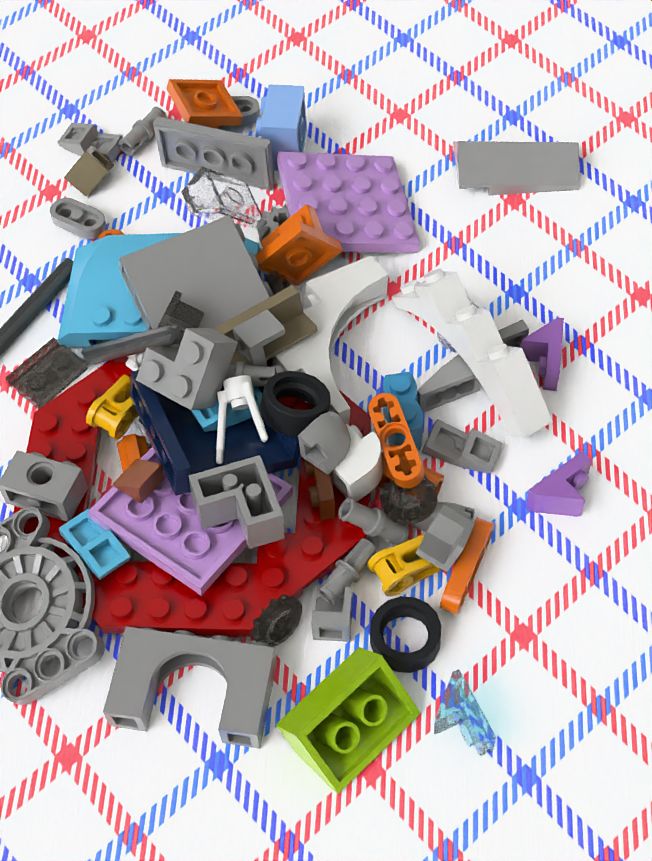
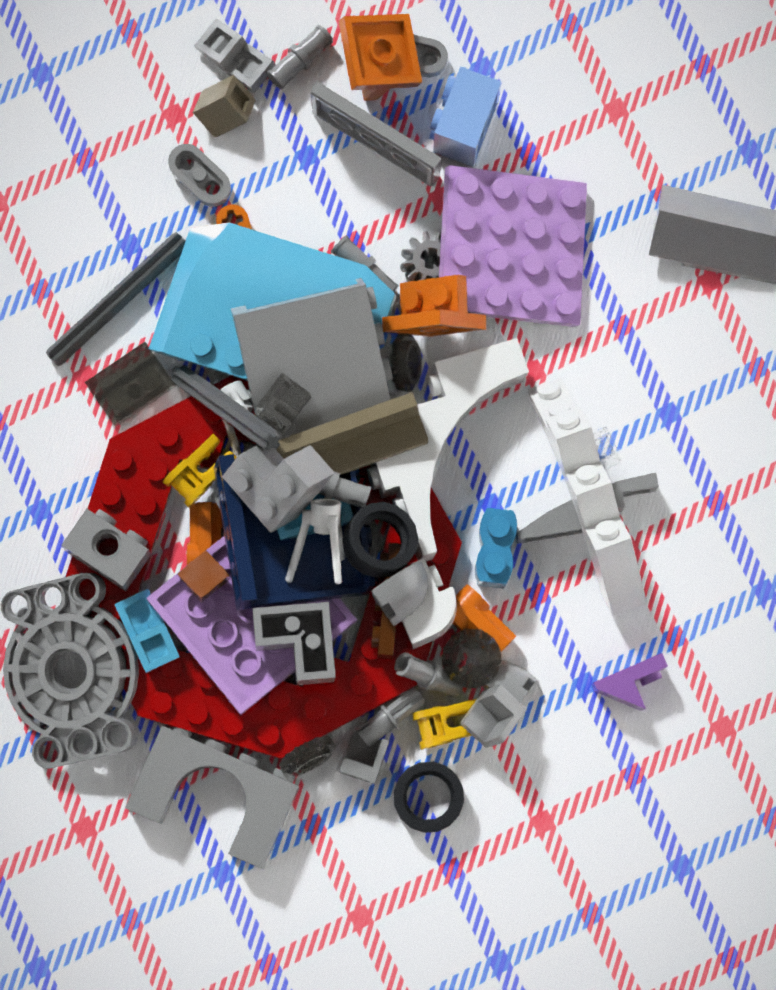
camera: 10 degrees right, 25 degrees up
(218, 195) = (372, 202): clear slope -> none
(255, 334) = (362, 449): light grey panel -> none
(349, 718) = (351, 868): lime slope -> none
(393, 454) = (481, 569): orange beam -> none
(462, 707) = (458, 882): clear light blue slope -> none
(466, 566) = (500, 753): orange beam -> none
(467, 450) = (547, 601): light grey slope -> none
(546, 348) = (676, 505): medium lavender slope -> none

